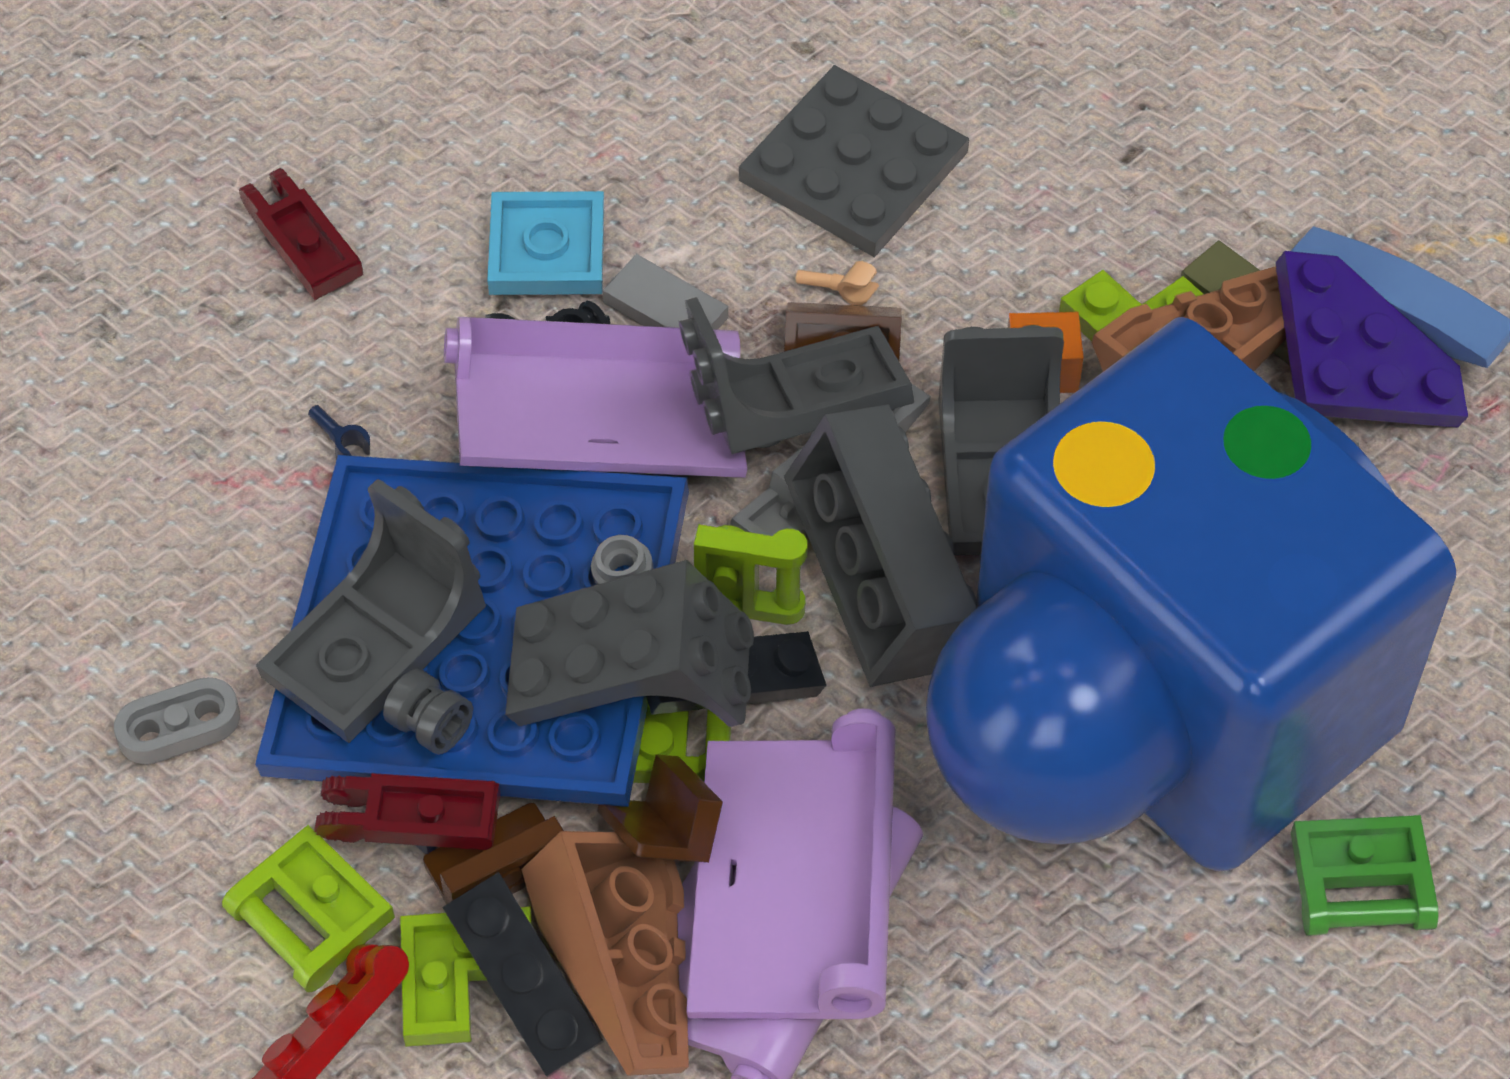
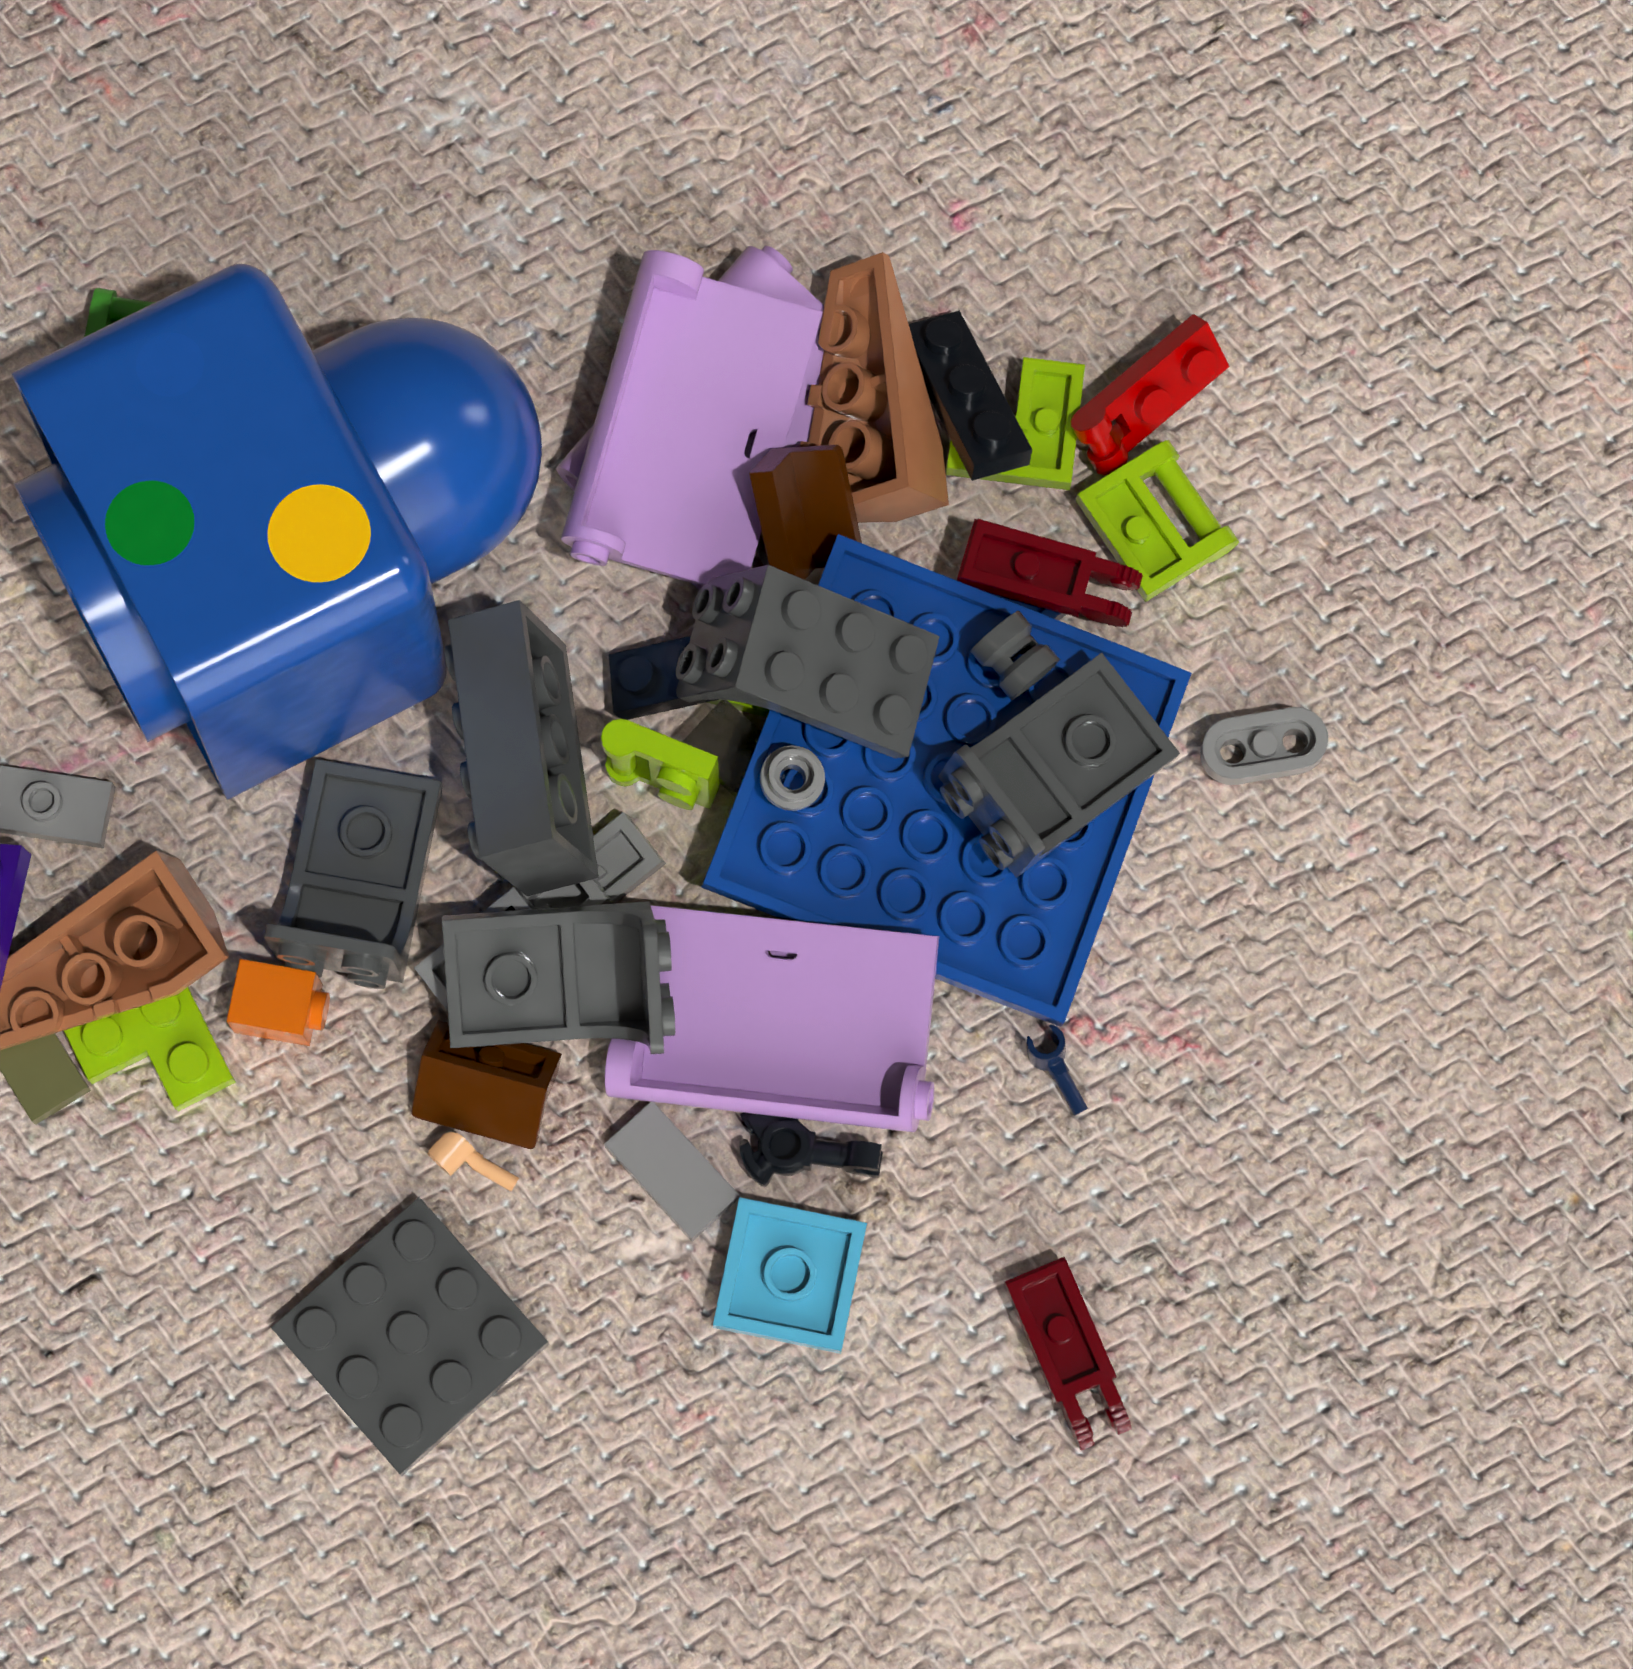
camera: 170 degrees left, 20 degrees up
(516, 842) = (940, 531): reddish brown panel -> none

